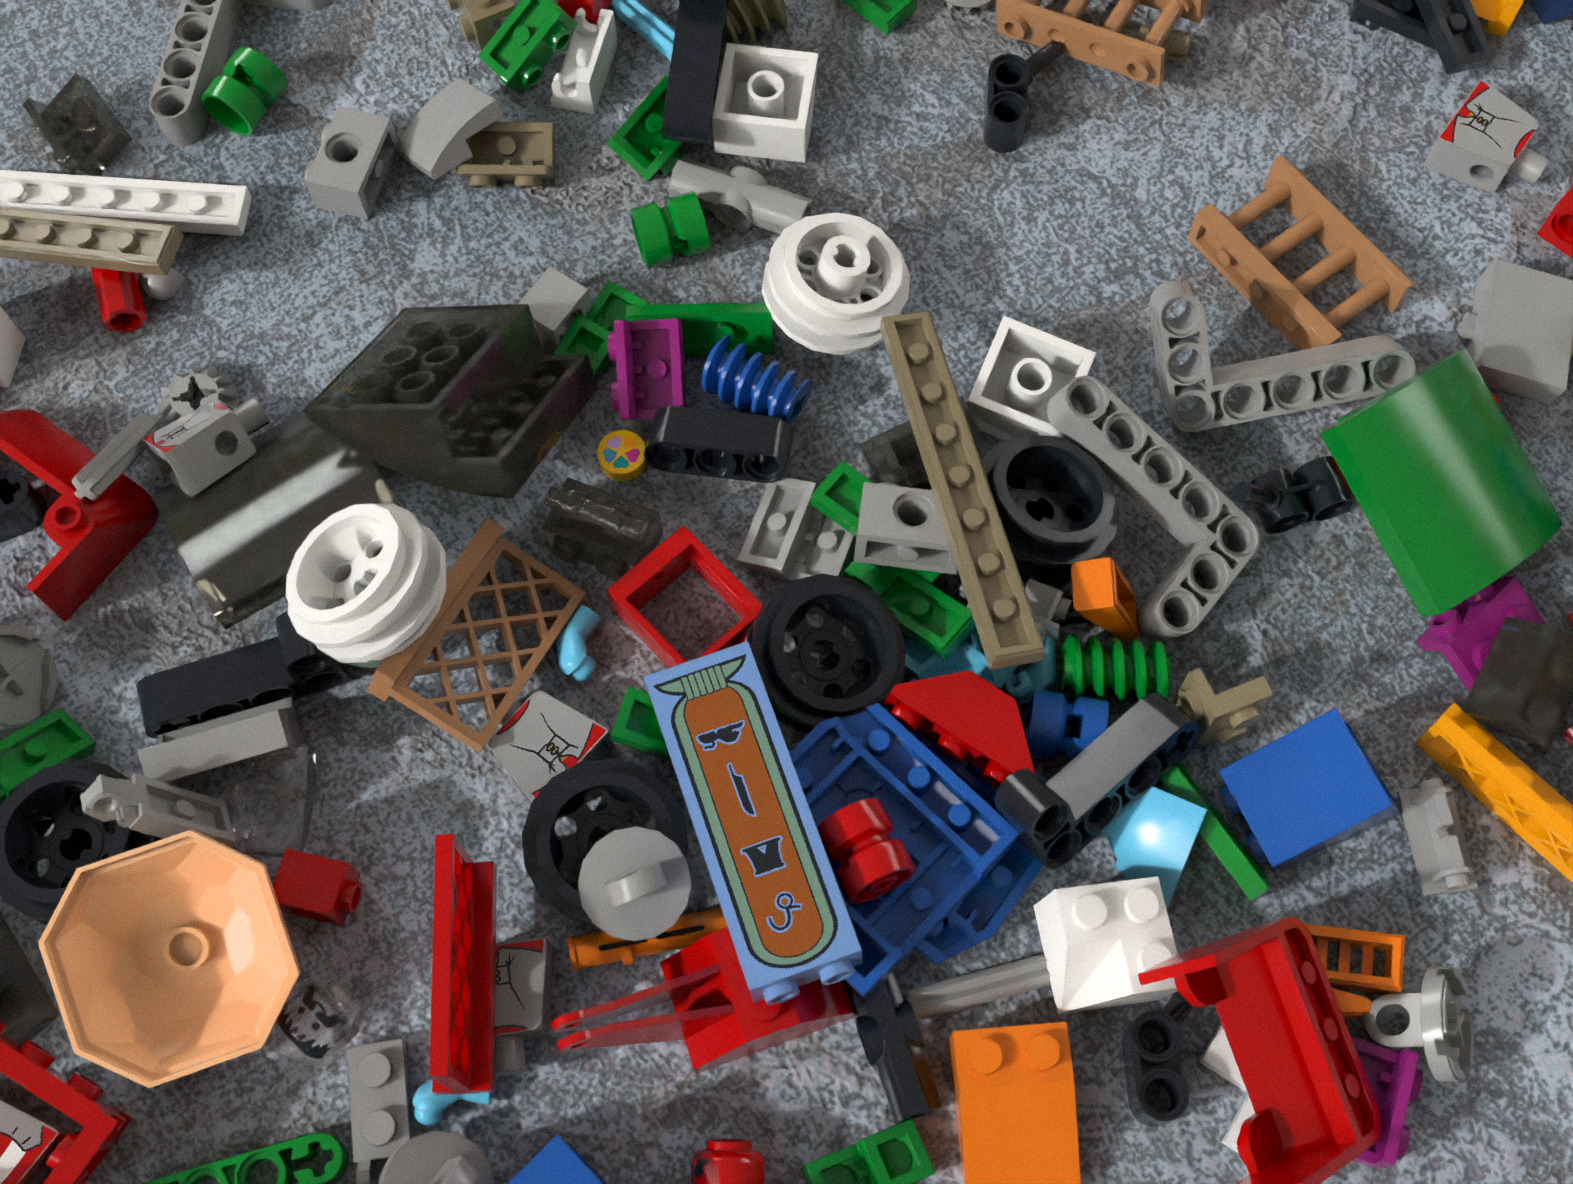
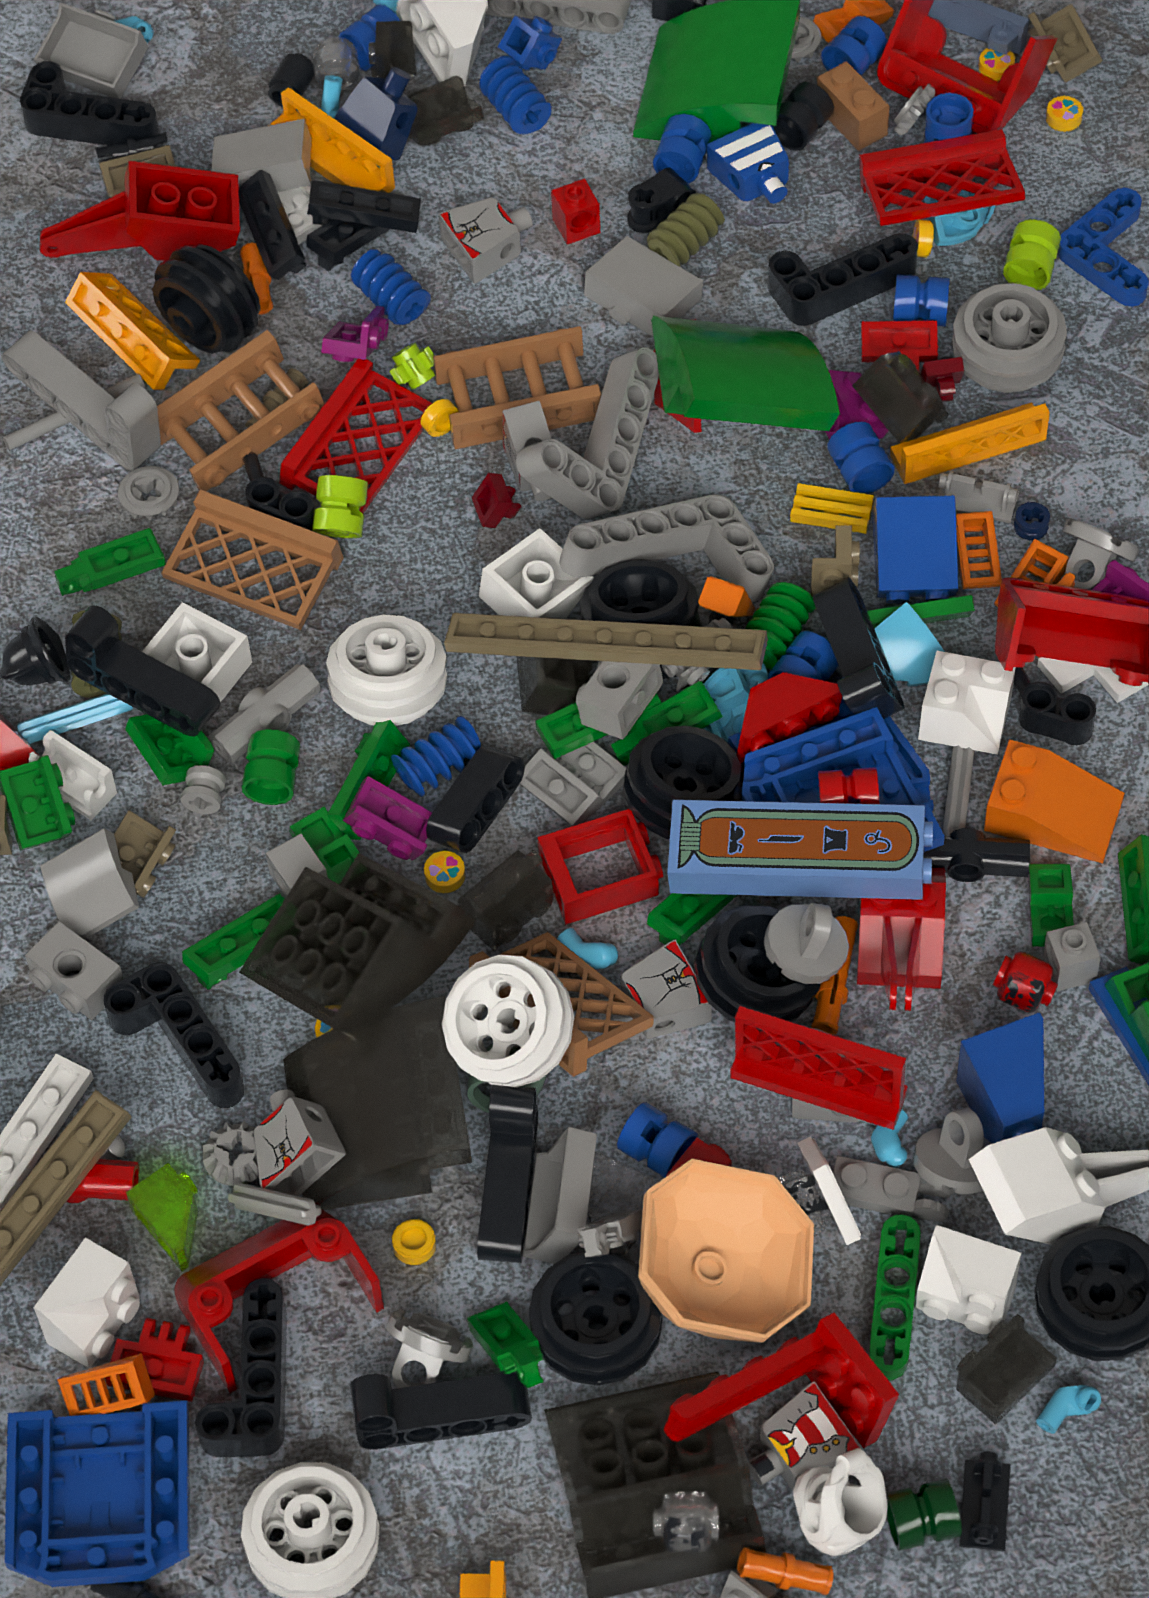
camera: 65 degrees left, 10 degrees down
(94, 367) = (167, 1211): none -> clear neon green slope
(147, 617) = (414, 1242): none -> yellow tile
(278, 339) = (185, 1036): none -> black beam
(325, 1038) = (830, 1190): none -> white tile
(342, 819) = (653, 1138): none -> blue wheel
(428, 283) = (230, 945): none -> green hinge
(618, 182) = (203, 789): none -> light grey wheel
(966, 115) = (259, 529): none -> medium nougat fence
(1046, 147) = (340, 506): none -> lime wheel
(1127, 301) = (494, 501): none -> dark red tile
(1150, 100) = (335, 415): none -> red fence
(1213, 192) = (436, 417): none -> yellow tile
(1228, 292) = (522, 428): none -> light grey torso
(1263, 144) = (413, 365): none -> lime gear
(1265, 73) = (357, 341): none -> magenta bracket
(1283, 503) = (699, 464): black beam -> none
(1344, 663) = (832, 503): none -> yellow tile
(1356, 79) = (390, 287): none -> blue piece
(1392, 845) = (973, 523): none -> orange slope
(1412, 672) = (860, 458): none -> blue wheel
(1431, 932) = (1036, 529): none -> dark blue bush

